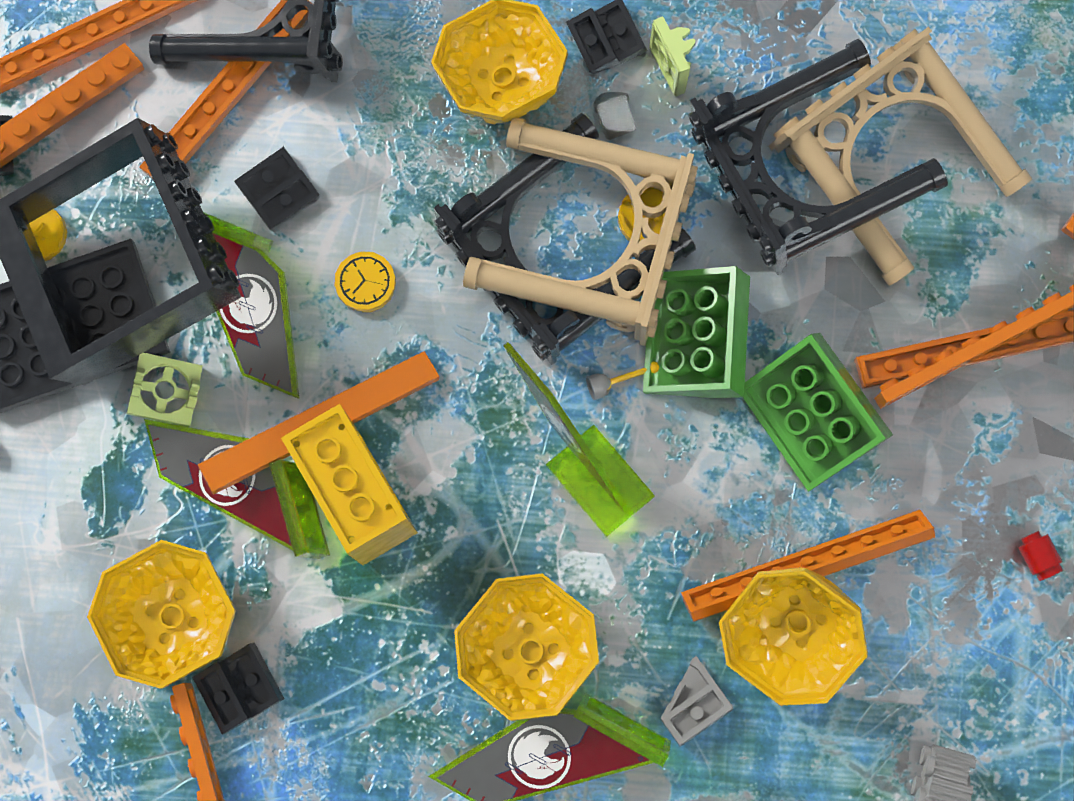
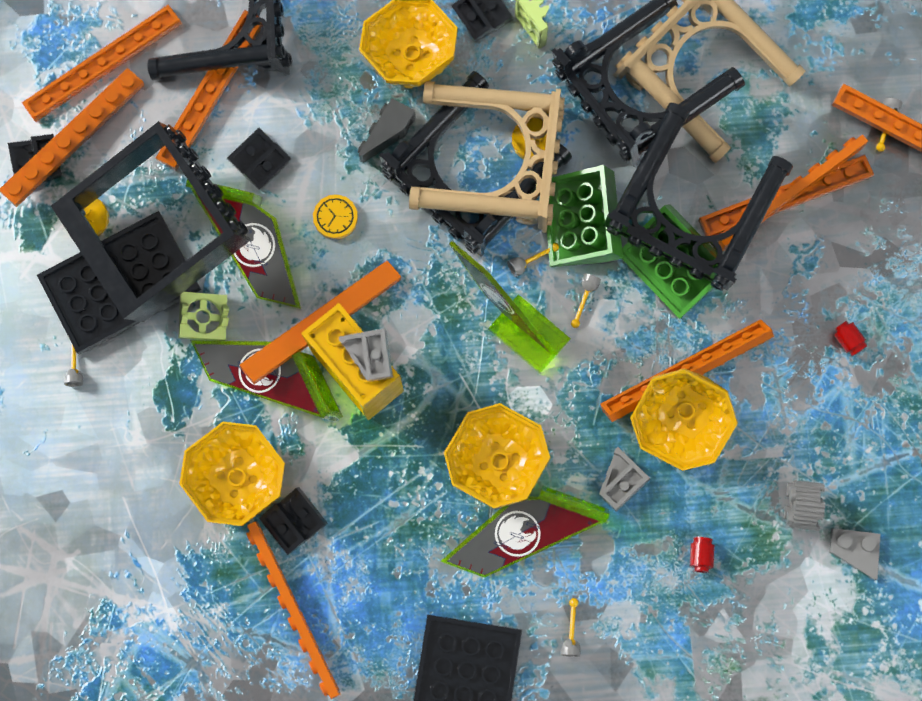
camera: 10 degrees left, 0 degrees up
(369, 481) = (370, 353): none -> light grey wing
(458, 173) = (389, 129): none -> dark grey slope
(614, 114) = (497, 68): clear smoke tile -> none
(693, 425) = (590, 284): none -> hinge
(914, 388) = (743, 232): none -> black arch

